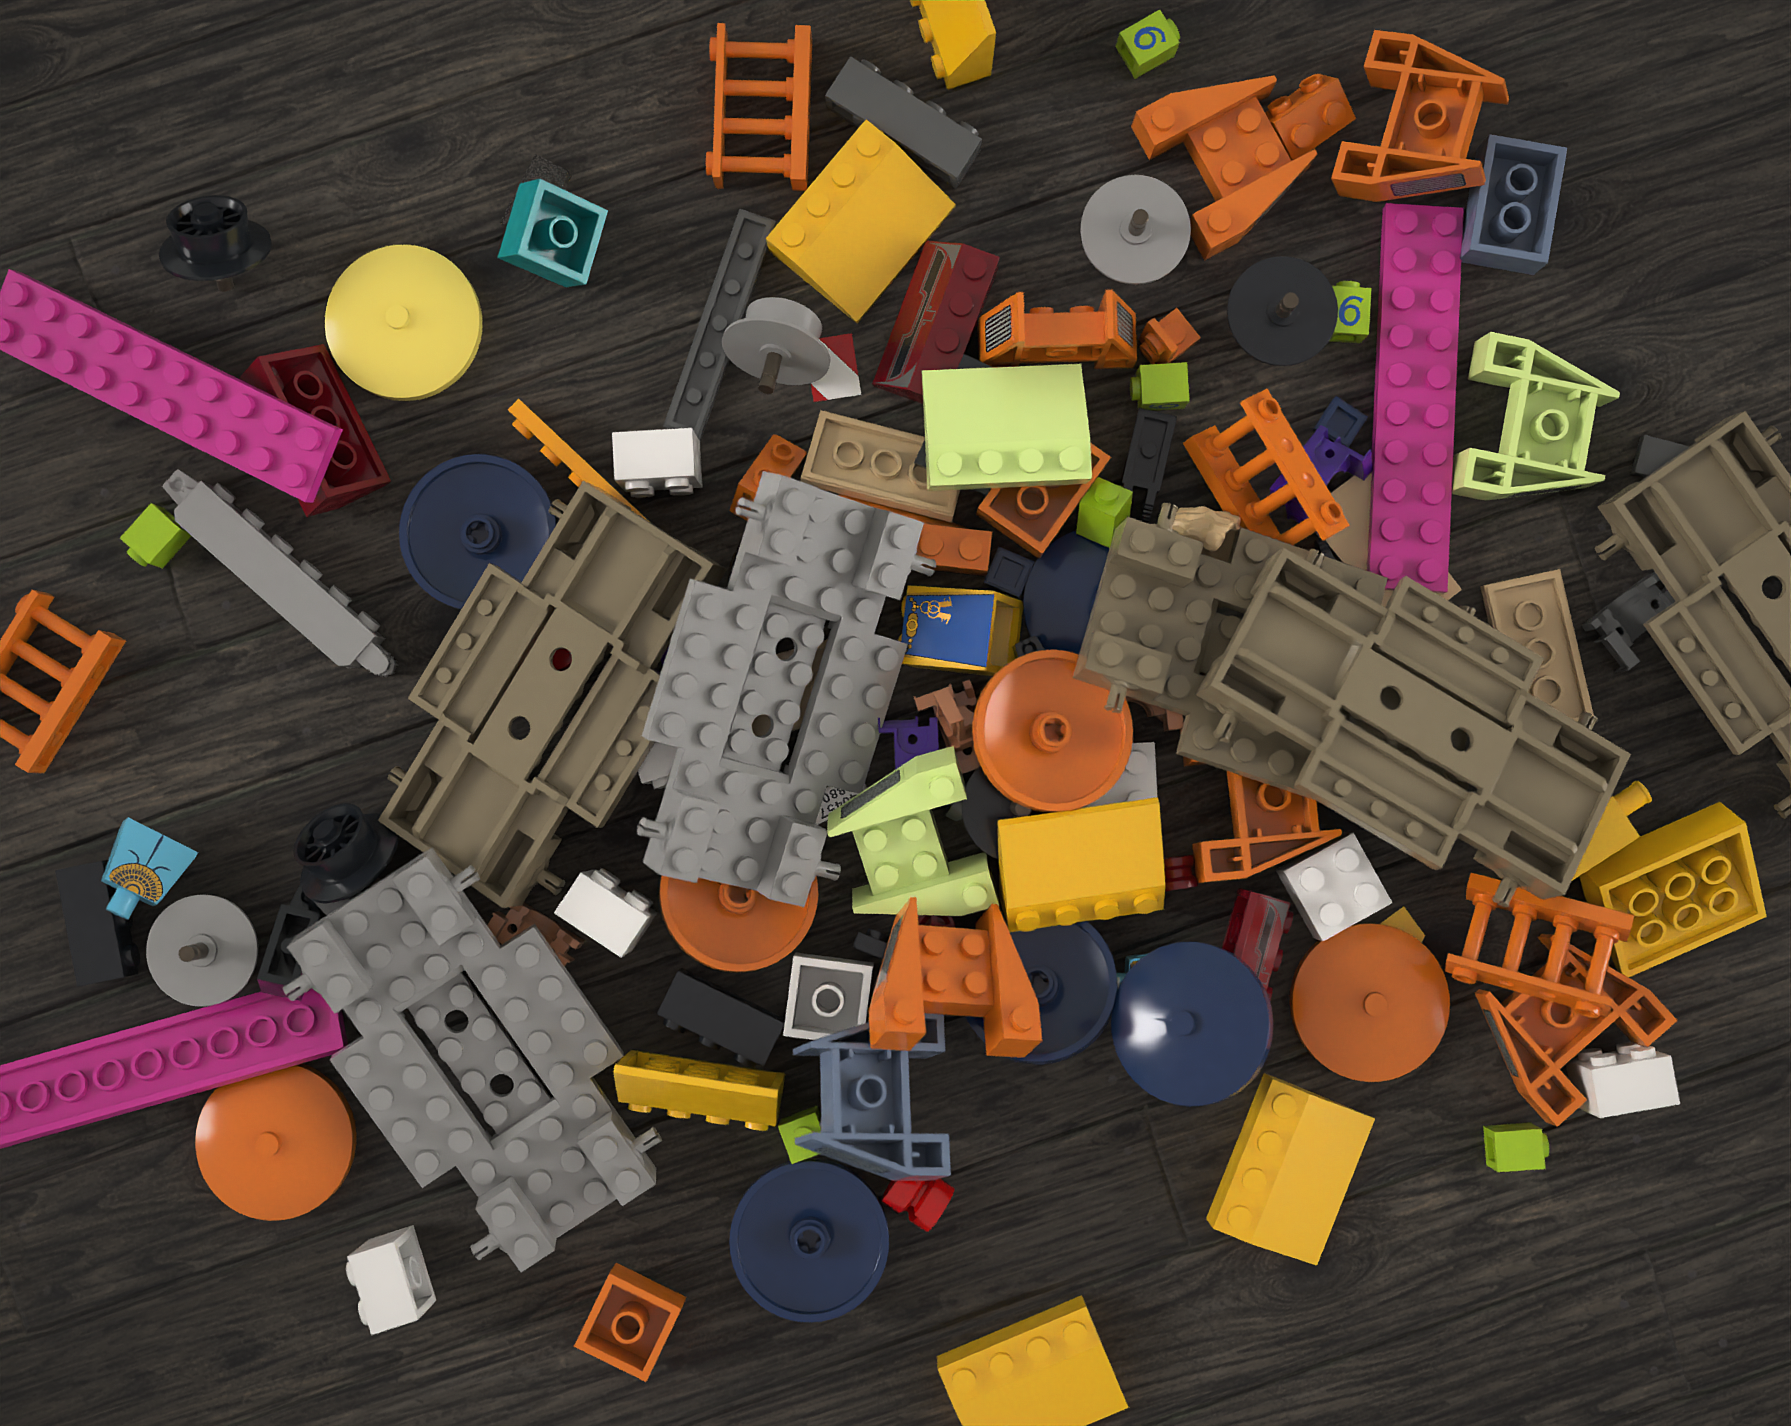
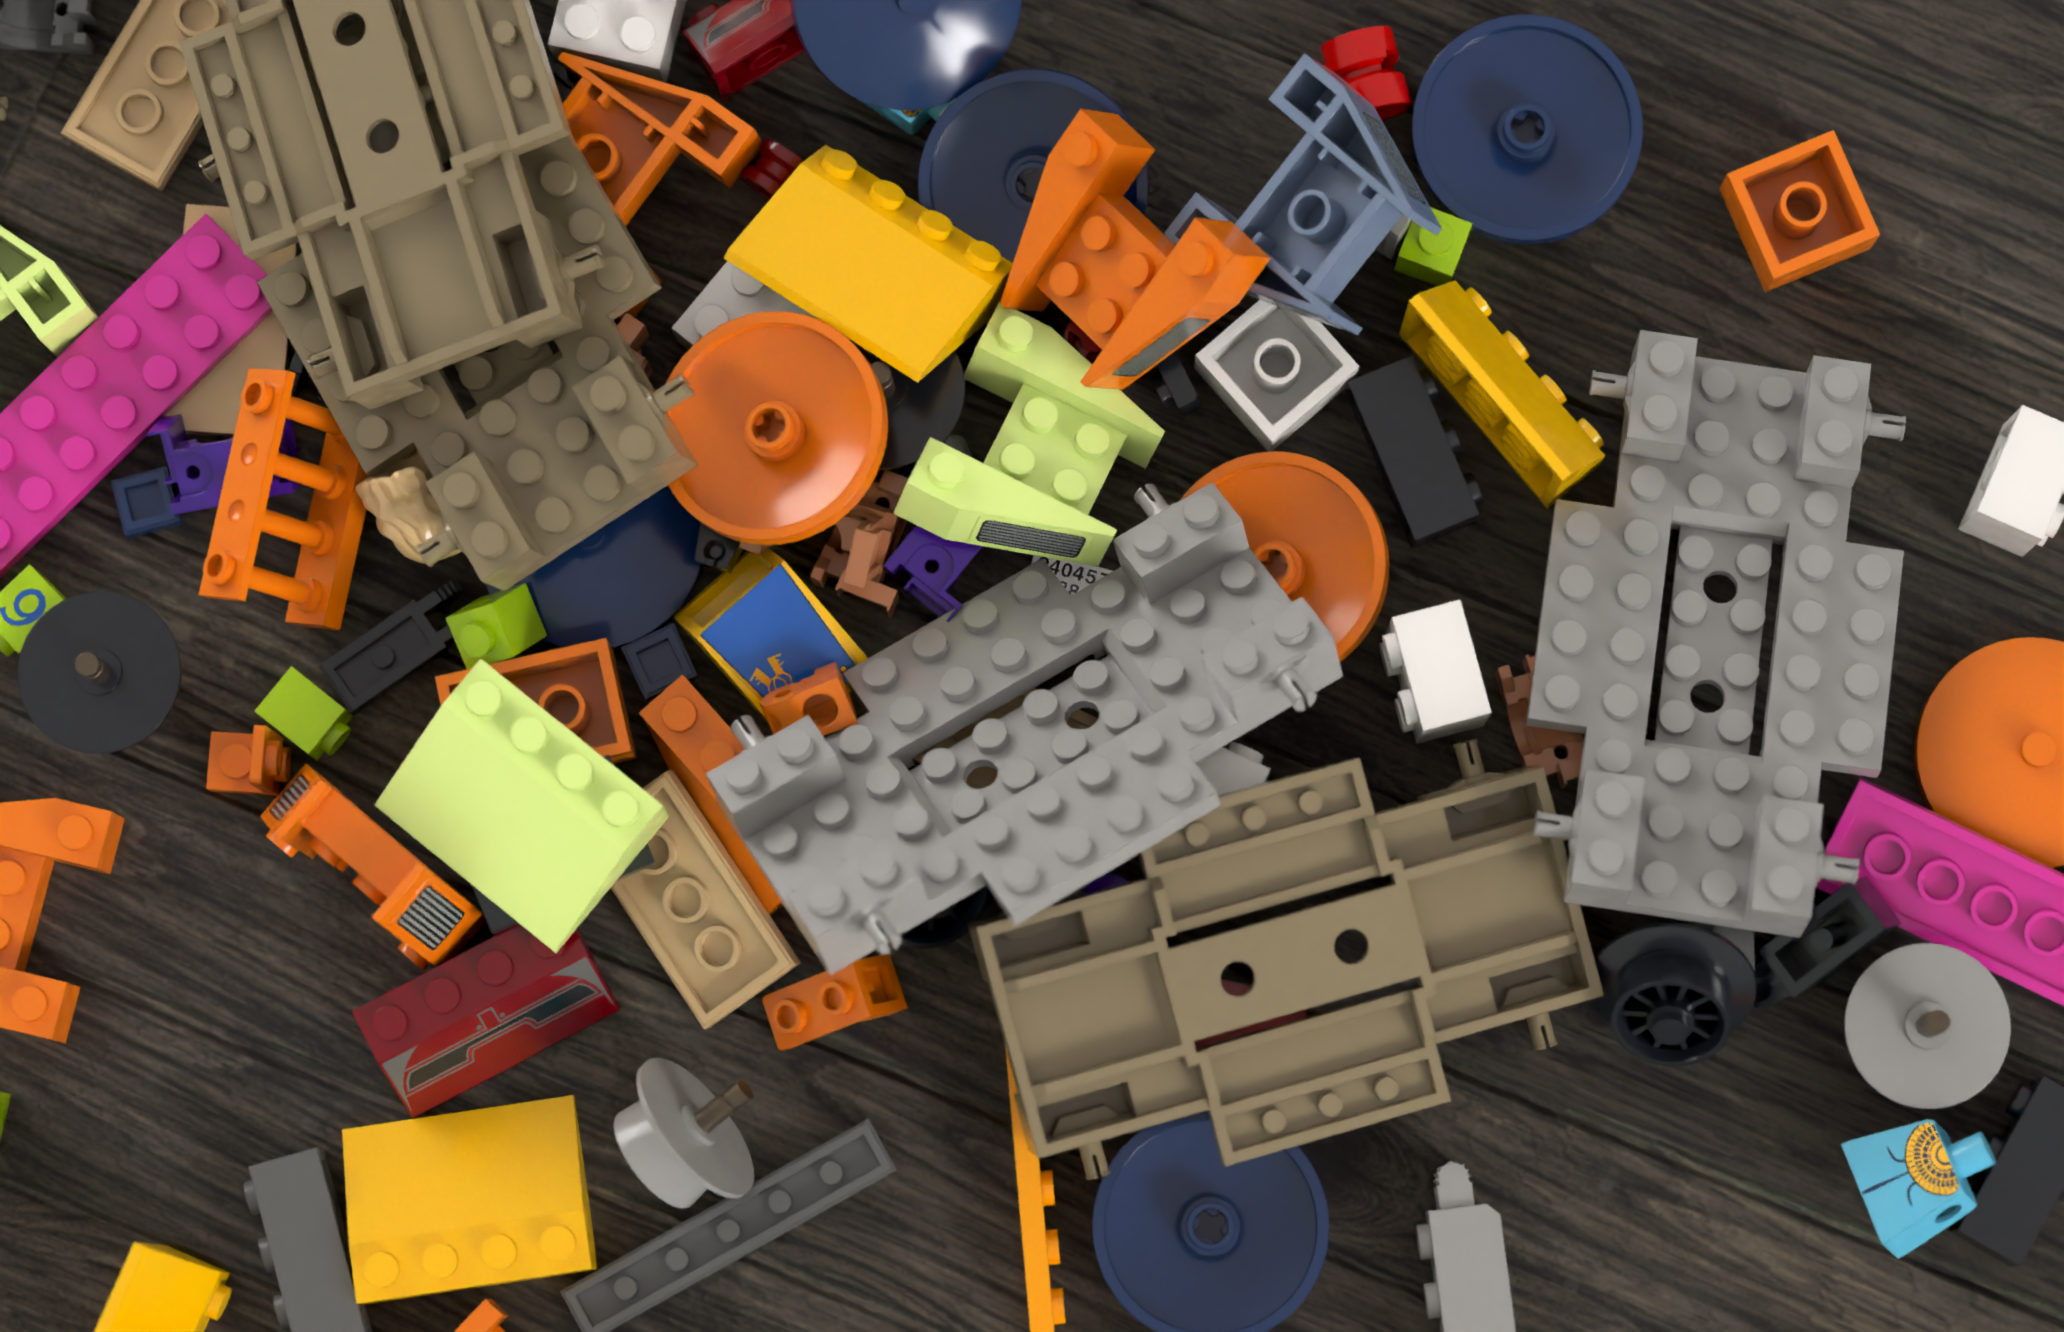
camera: 140 degrees left, 5 degrees down
(657, 461) = (937, 1124): white brick -> none
(842, 374) = (644, 1040): white sticker -> none
(905, 616) = (819, 696): none -> orange leg
(1135, 229) = (174, 908): light grey piece -> none

